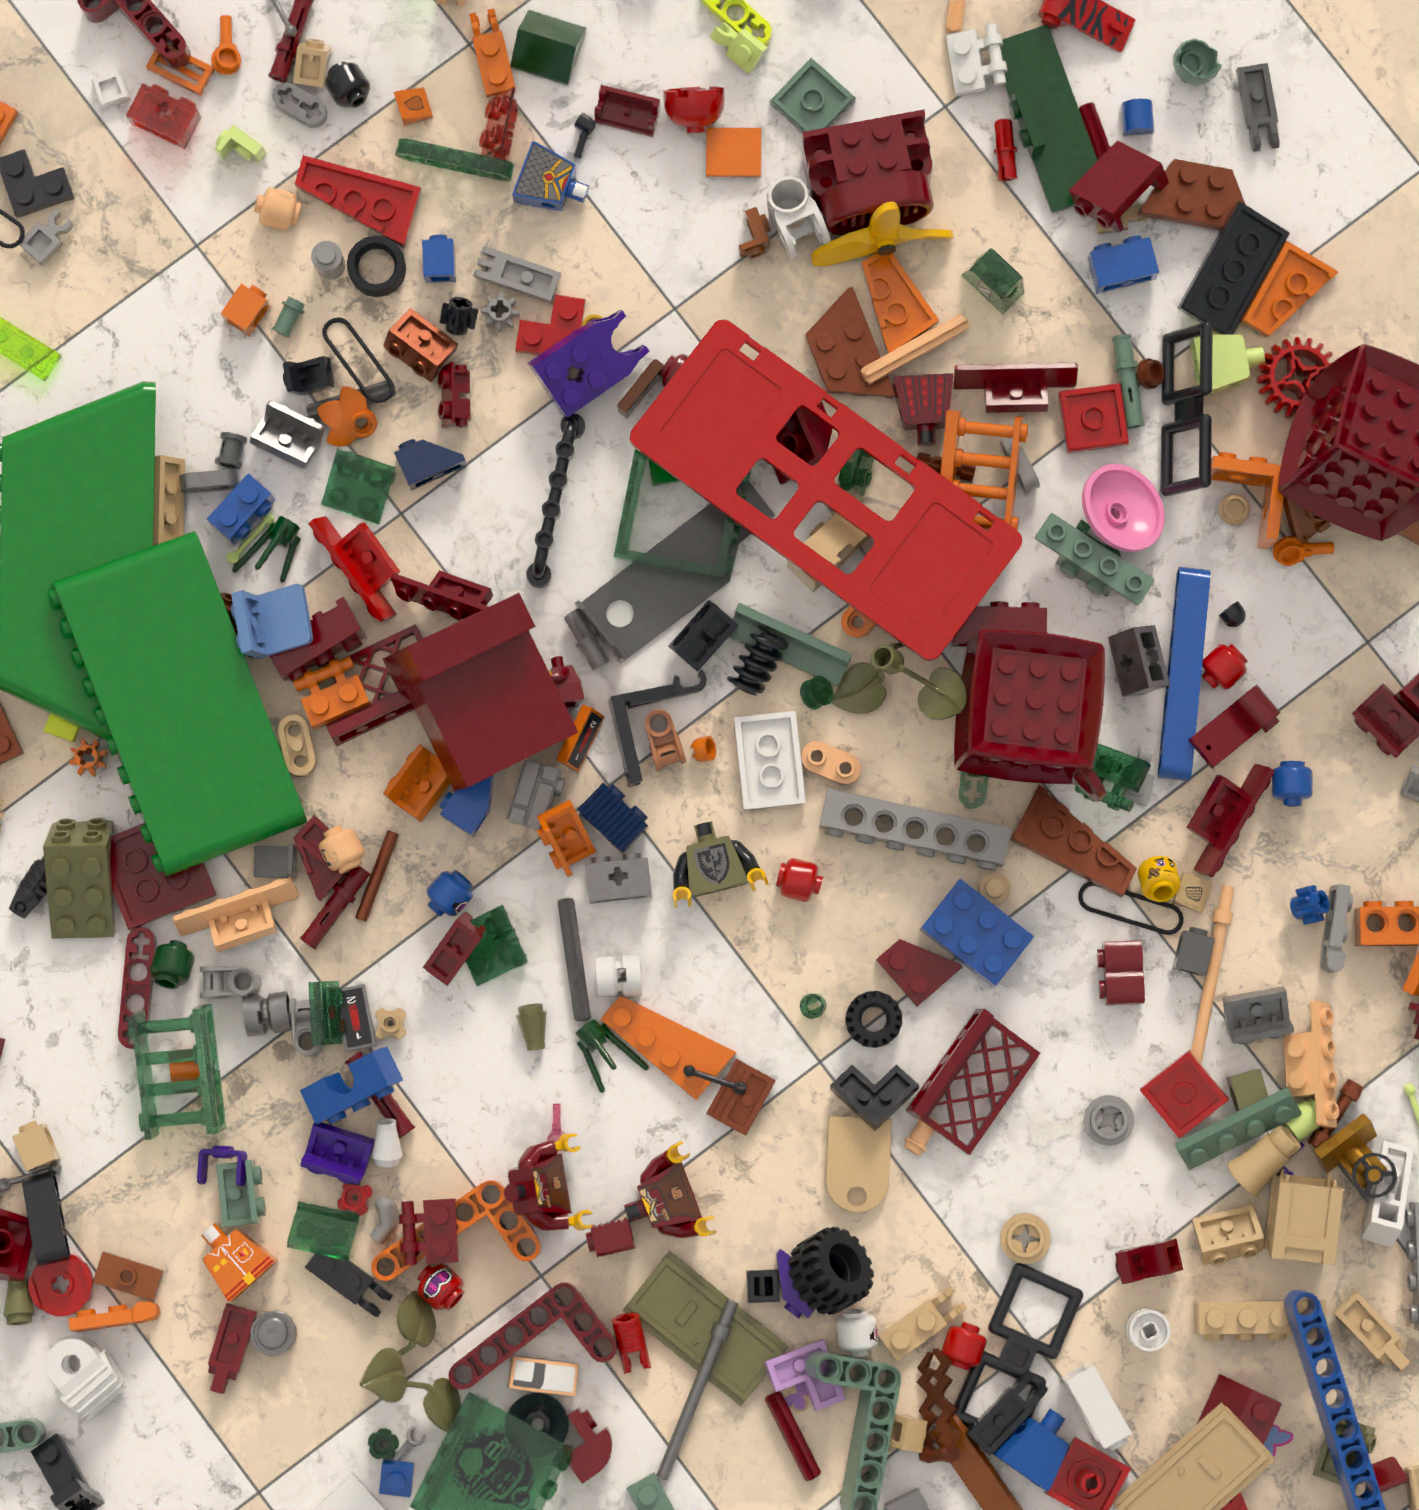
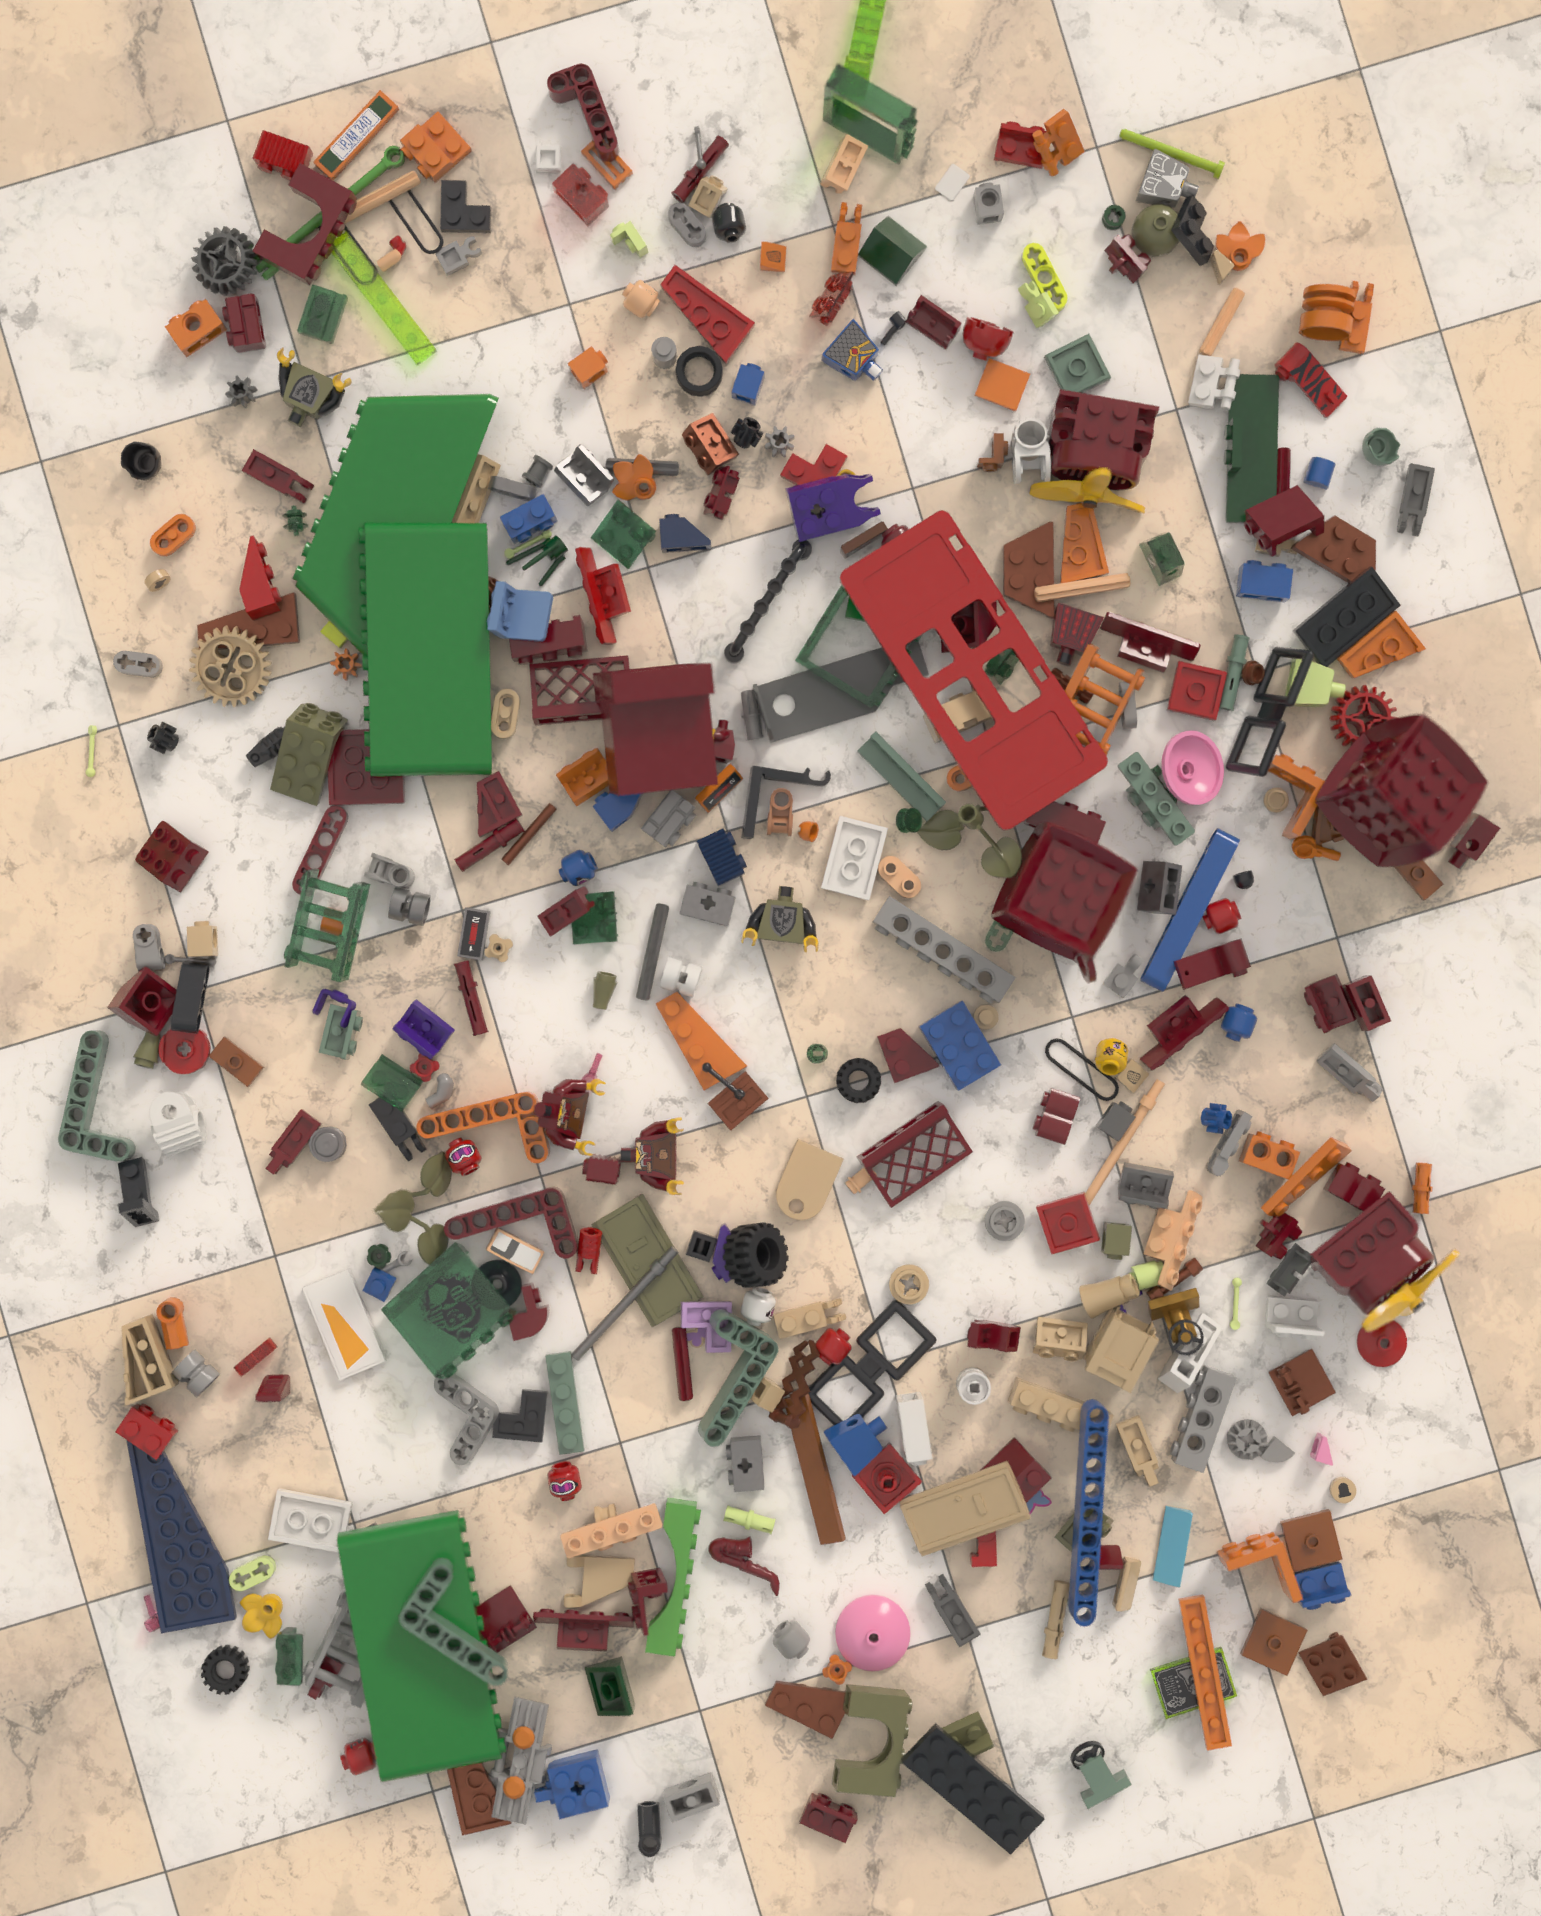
camera: 20 degrees right, 5 degrees up
(115, 1317) = (217, 1088): orange hinge -> none
(172, 964) = (352, 843): dark green head -> none
(226, 58) = (644, 166): orange plate -> none
(235, 1260) = (319, 1080): orange torso -> none
(240, 916) = (415, 826): light nougat bracket -> none
(275, 861) = (457, 795): dark grey bracket -> none
(288, 316) = (618, 385): sand green pin -> none
(301, 1026) = (436, 924): light grey piece -> none
(308, 376) = (616, 436): black bracket -> none
(325, 1012) = (452, 922): clear green plate -> none
(336, 700) = (545, 691): orange plate -> none
(341, 849) = (509, 805): light nougat head -> none
(347, 367) = (649, 441): black piece -> none
(372, 1076) = (469, 983): blue arch -> none
(386, 1145) = (462, 1037): white cone -> none
(440, 1231) = (477, 1116): dark red plate -> none
(445, 593) = (658, 641): dark red bracket -> none
(454, 159) = (788, 311): clear green beam -> none
(518, 275) = (804, 418): light grey hinge -> none
(566, 835) = (680, 856): orange bracket -> none
(593, 1037) = (644, 1015): dark green plant -> none
(703, 635) = (839, 745): black brick -> none
(759, 661) = (875, 781): black piece -> none
(799, 879) = (842, 955): red head -> none
(878, 1101) = (837, 1142): black plate -> none
(1005, 150) = (1209, 460): red axle -> none
(1005, 1414) = (845, 1408): black hinge -> none
(1062, 839) = (1051, 1000): copper wing -> none
(1121, 770) = (1115, 965): clear green plate -> none
(1238, 1128) = (1098, 1264): sand green plate -> none

